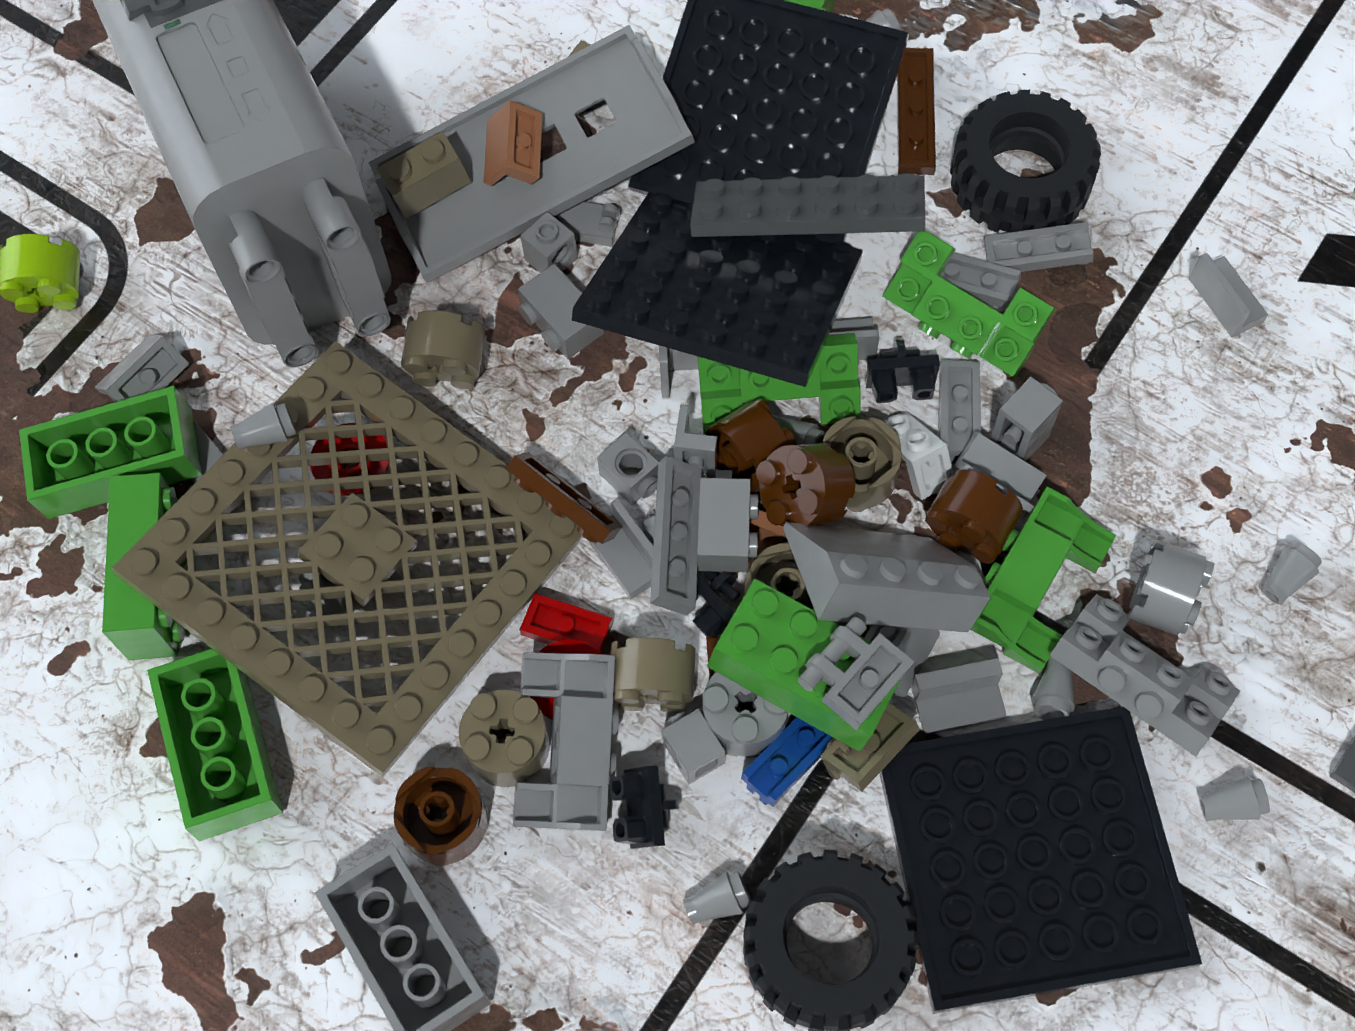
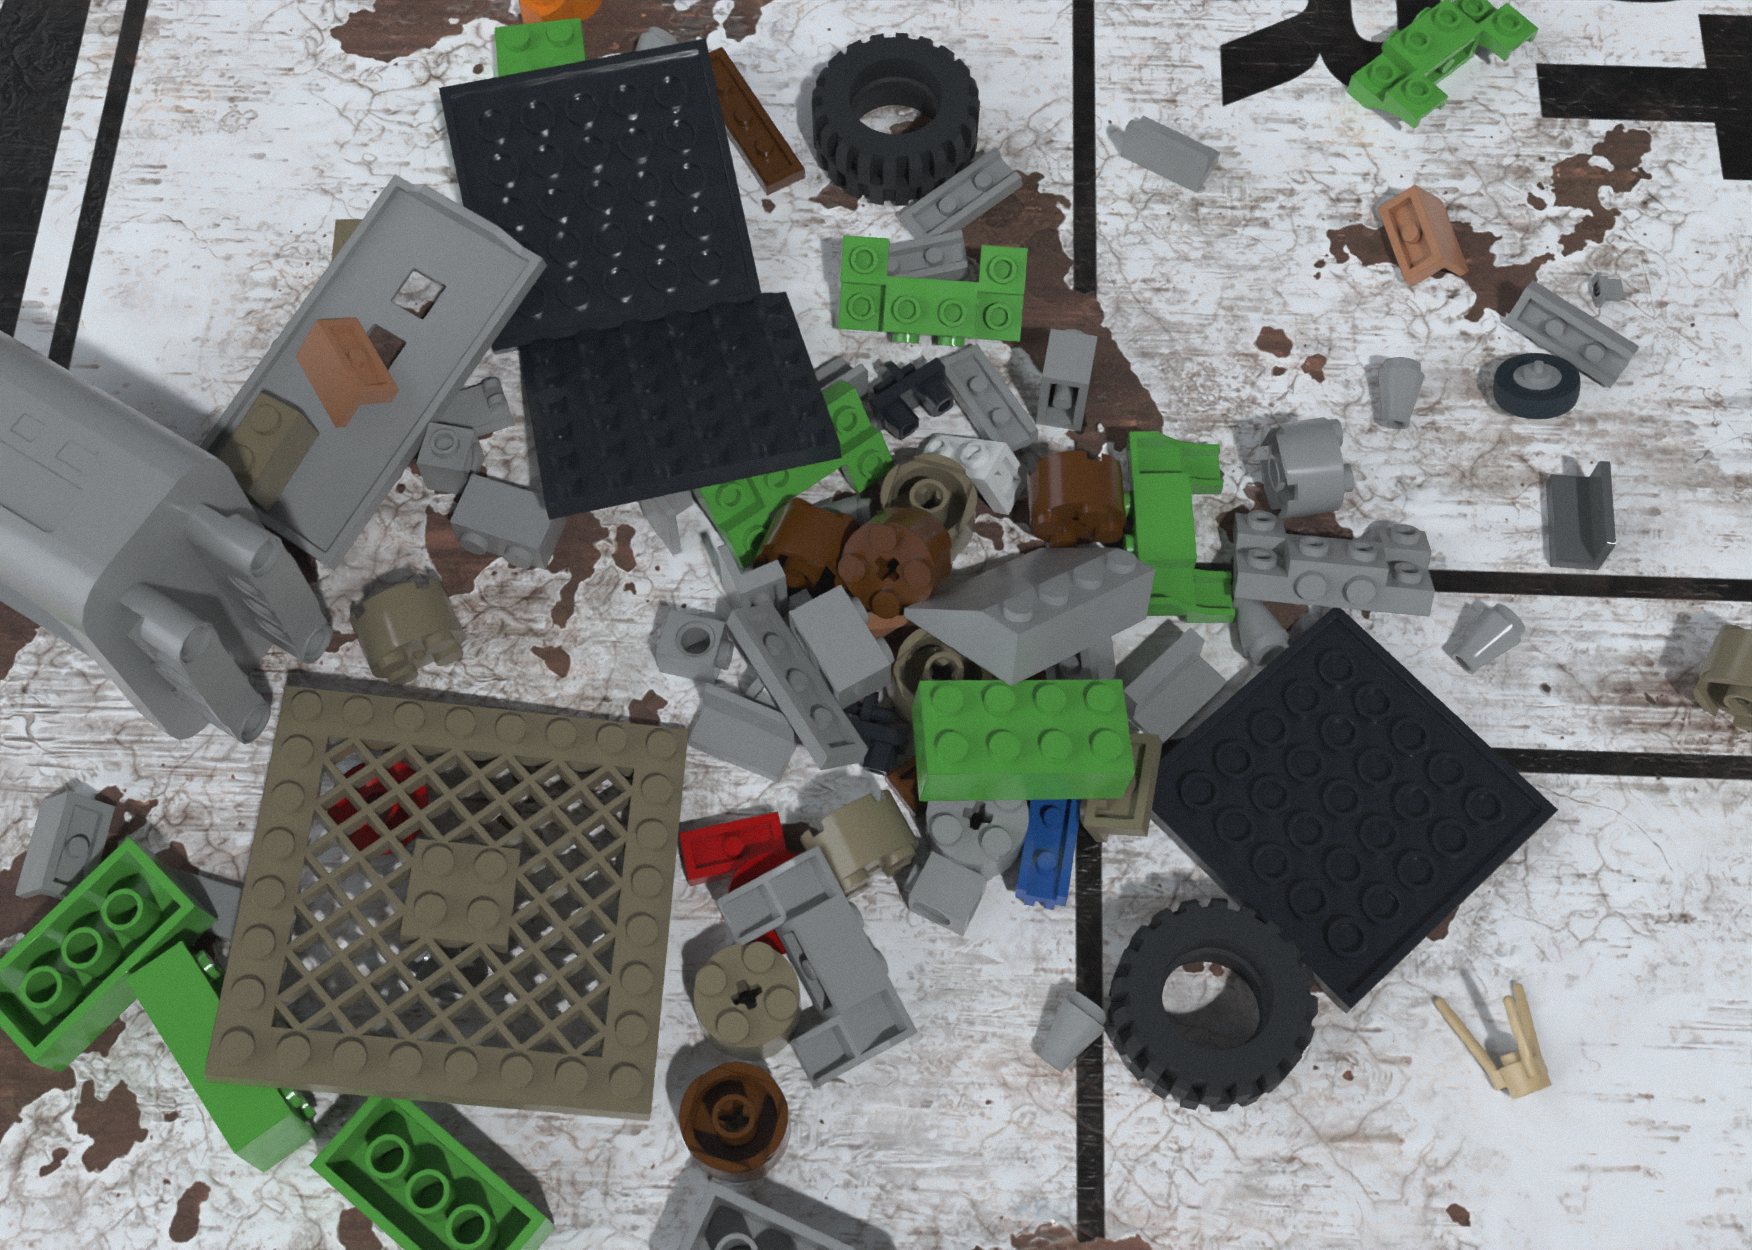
camera: 35 degrees left, 0 degrees up
(264, 427) = (278, 821): light grey cone -> none
(563, 498) = (649, 716): reddish brown plate -> none
(645, 807) = (939, 984): black hips -> none
(809, 206) = (709, 272): dark grey plate -> none
(865, 682) = (1101, 716): light grey plate -> none
(1003, 466) = (1055, 434): light grey panel -> none

